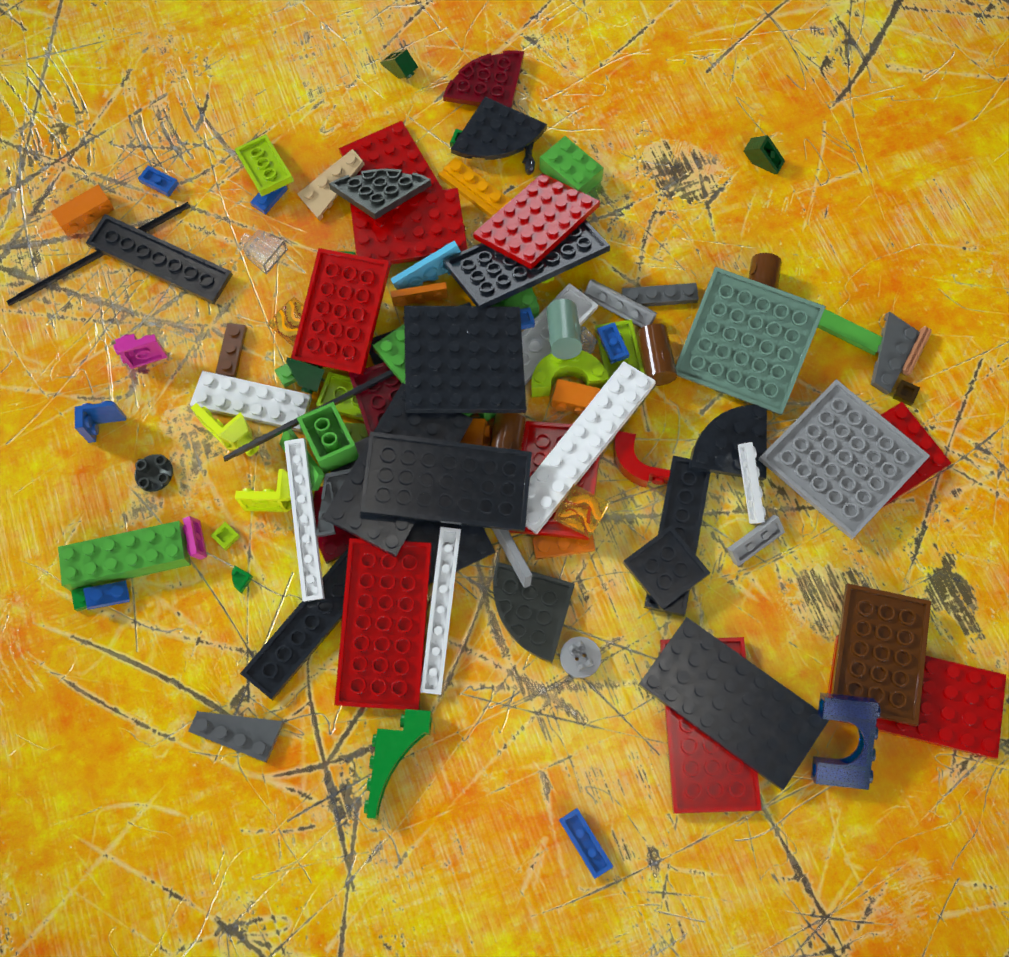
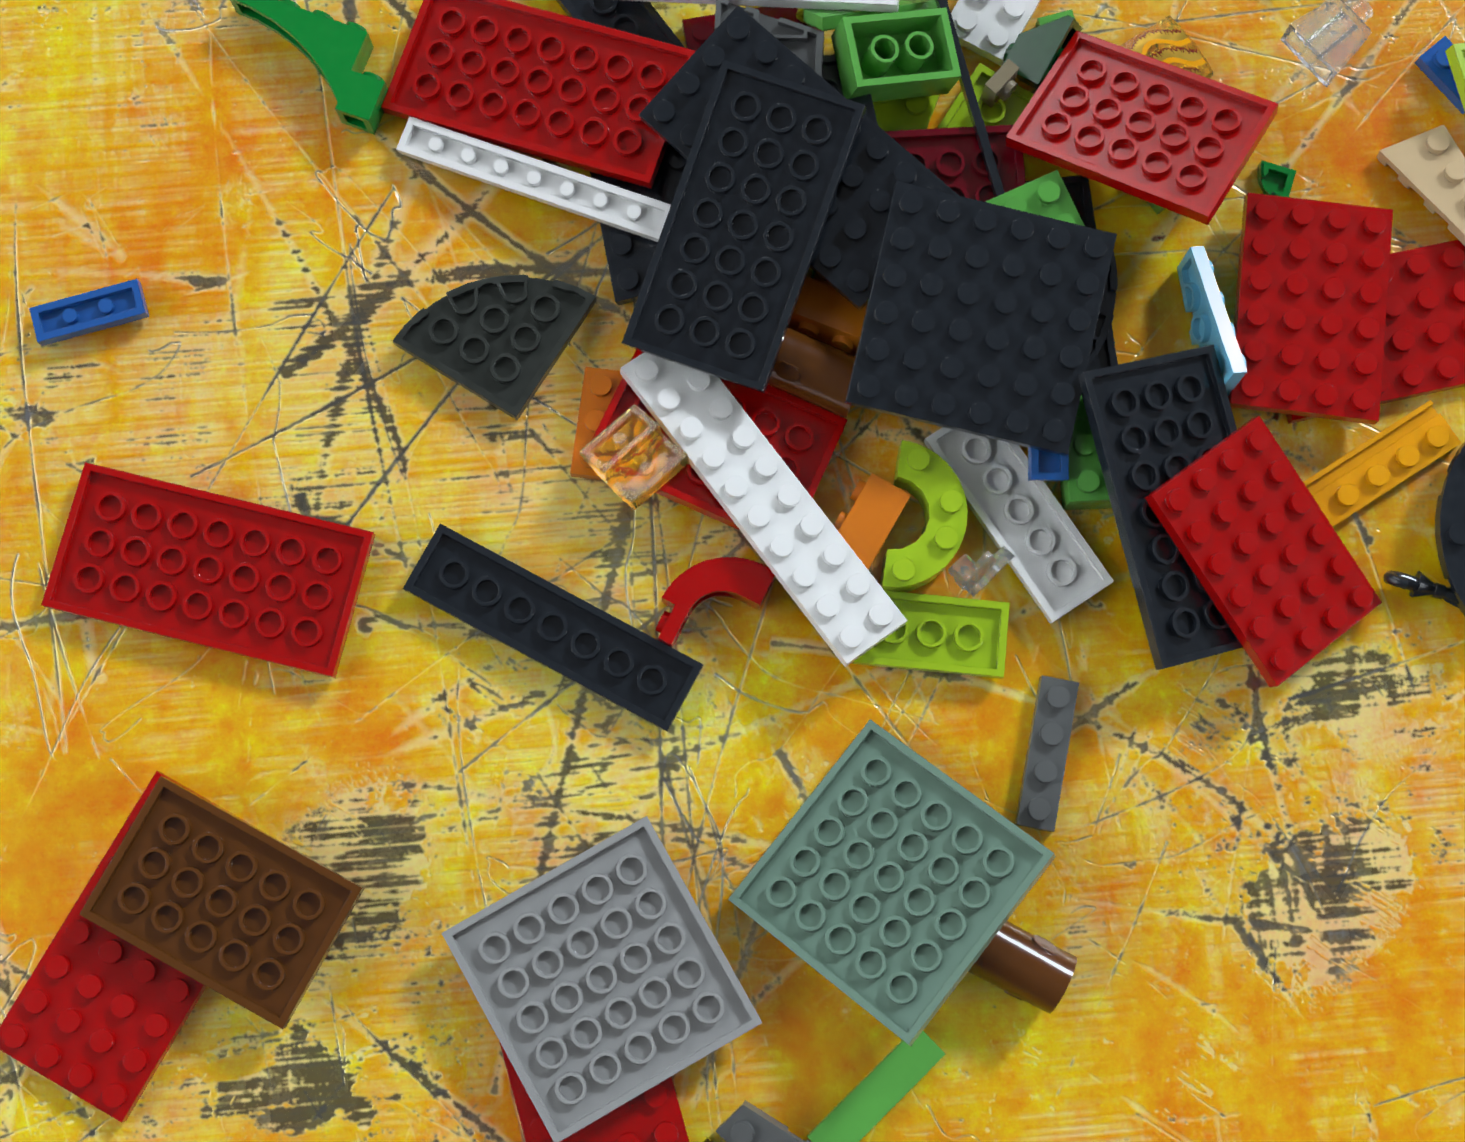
camera: 100 degrees right, 10 degrees up
(328, 388) = (1001, 84): none -> dark tan plate
(379, 189) = (1403, 266): pearl dark grey plate -> none
(419, 294) = (1160, 296): orange plate -> none
(514, 556) = (581, 324): light grey tile -> none
(564, 329) = (1001, 525): sand green piece -> none
(571, 166) = (1378, 662): bright green brick -> none
(585, 665) = (406, 390): light grey plate -> none
(612, 343) = (958, 619): blue plate -> none
(619, 304) = (1043, 665): light grey tile -> none
(657, 353) = (912, 696): reddish brown piece -> none
(666, 568) = (490, 577): black plate -> none
(718, 442) = (696, 784): black plate -> none
(734, 703) = (225, 618): black plate -> none
(750, 477) = (617, 786): white plate -> none
(756, 540) = (499, 761): light grey plate -> none
(764, 154) = (1319, 1077): dark green slope -> none
(854, 769) = (52, 775): clear blue arch -> none

